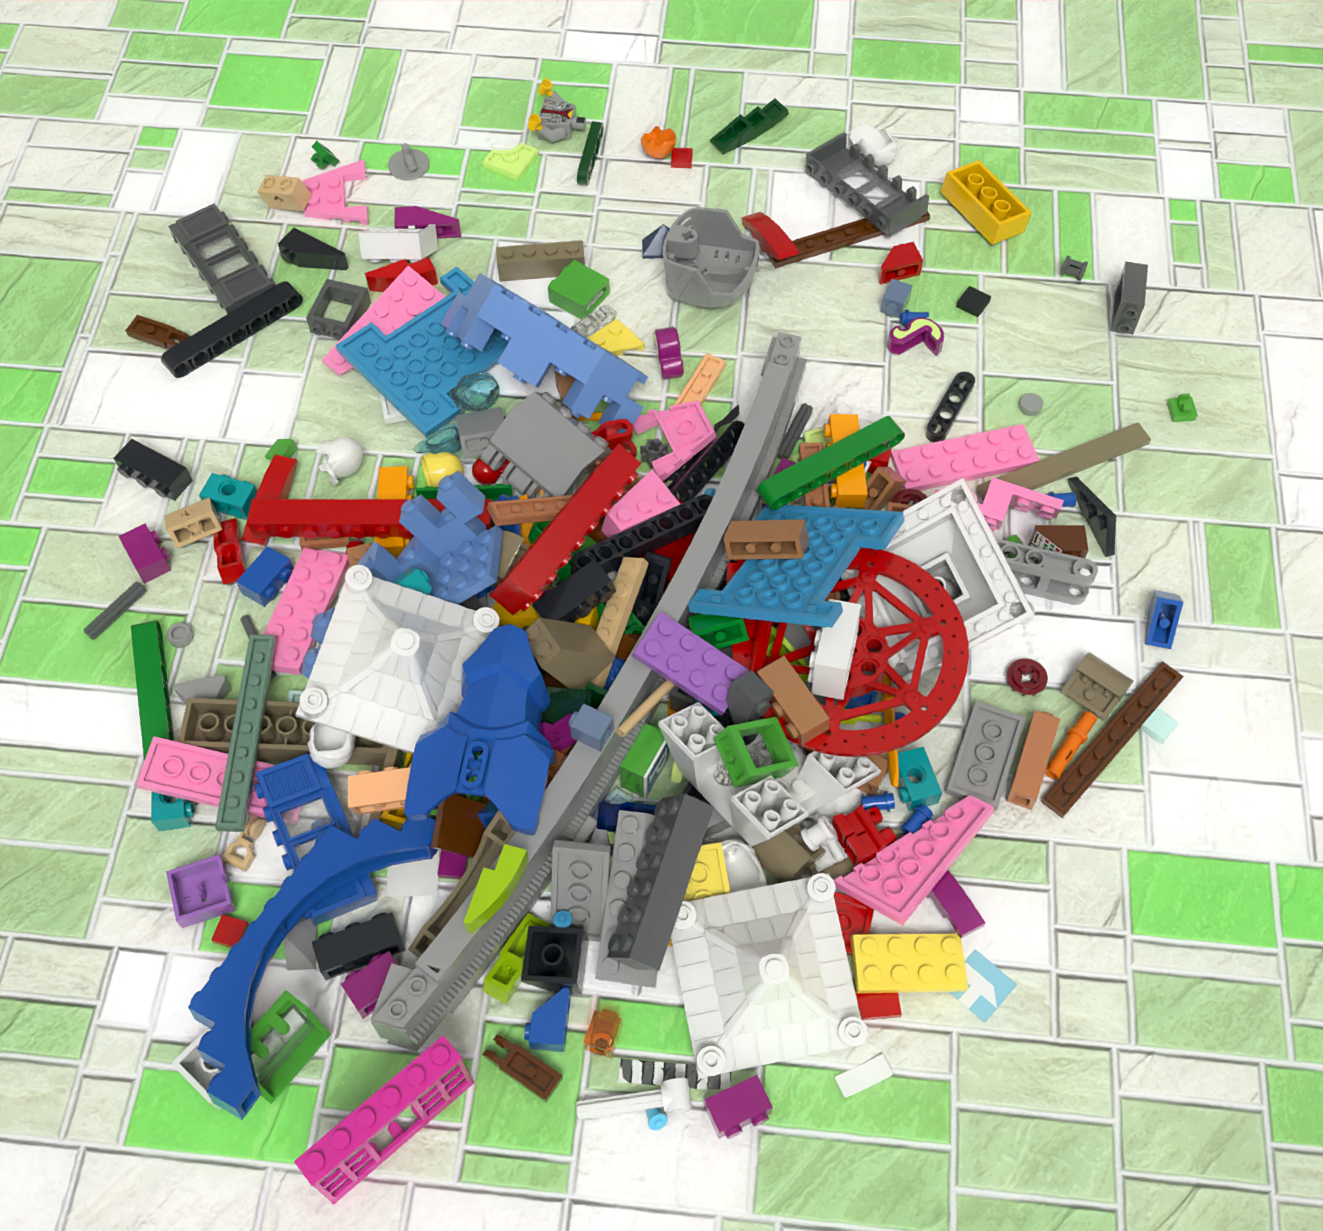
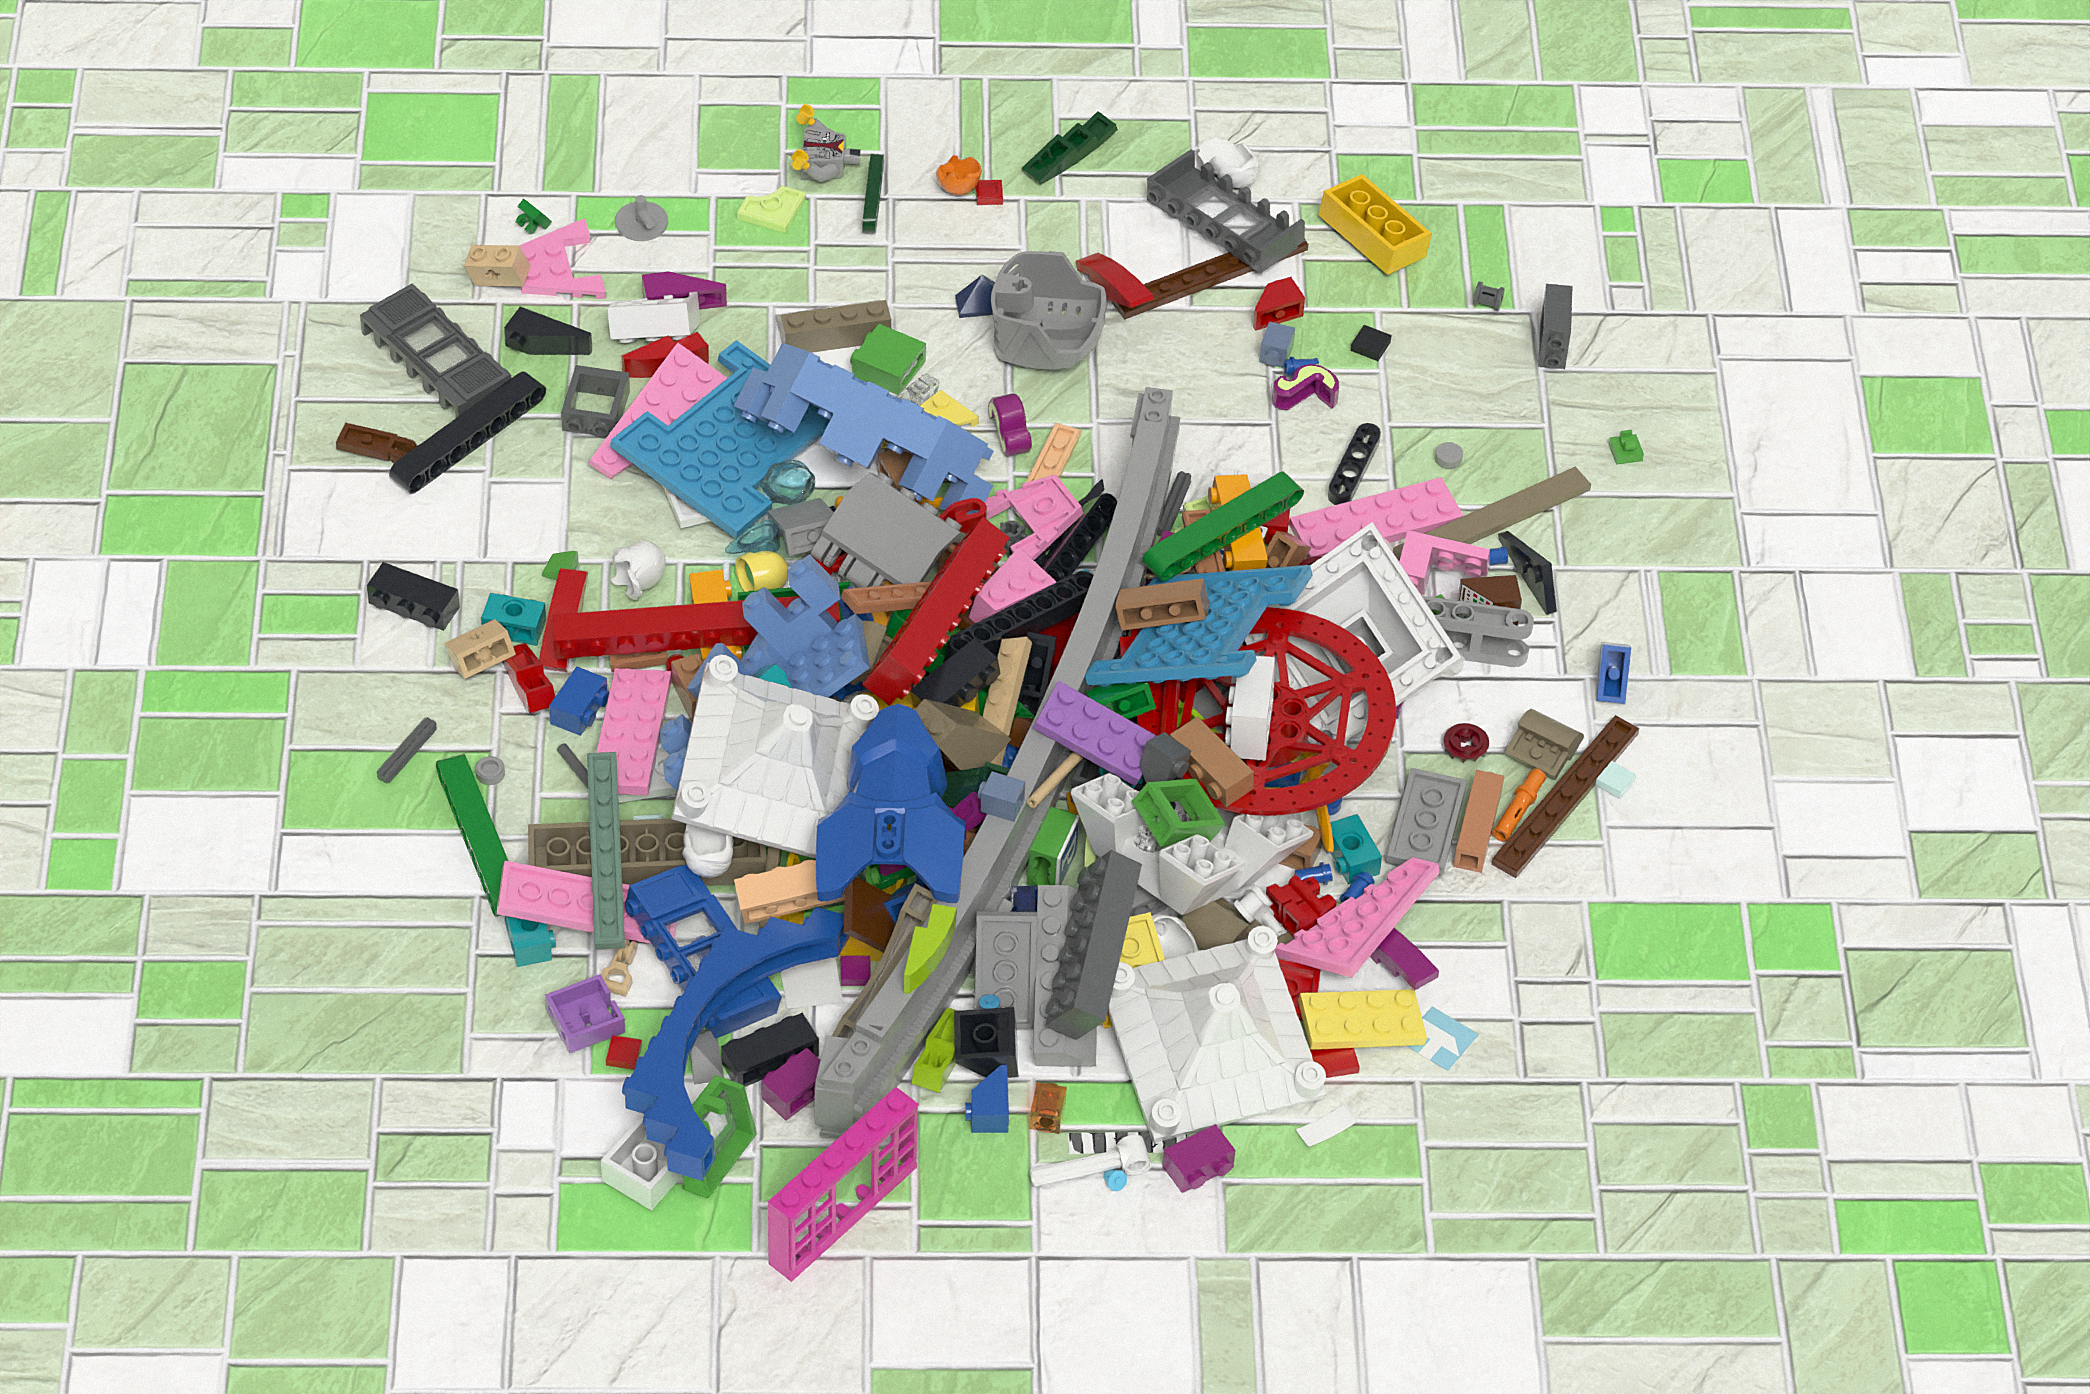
camera: 10 degrees left, 10 degrees down
(144, 552) = (428, 686): magenta brick -> none
(206, 688) = (517, 823): light grey slope -> none
(525, 1069) = (968, 1145): reddish brown hinge -> none

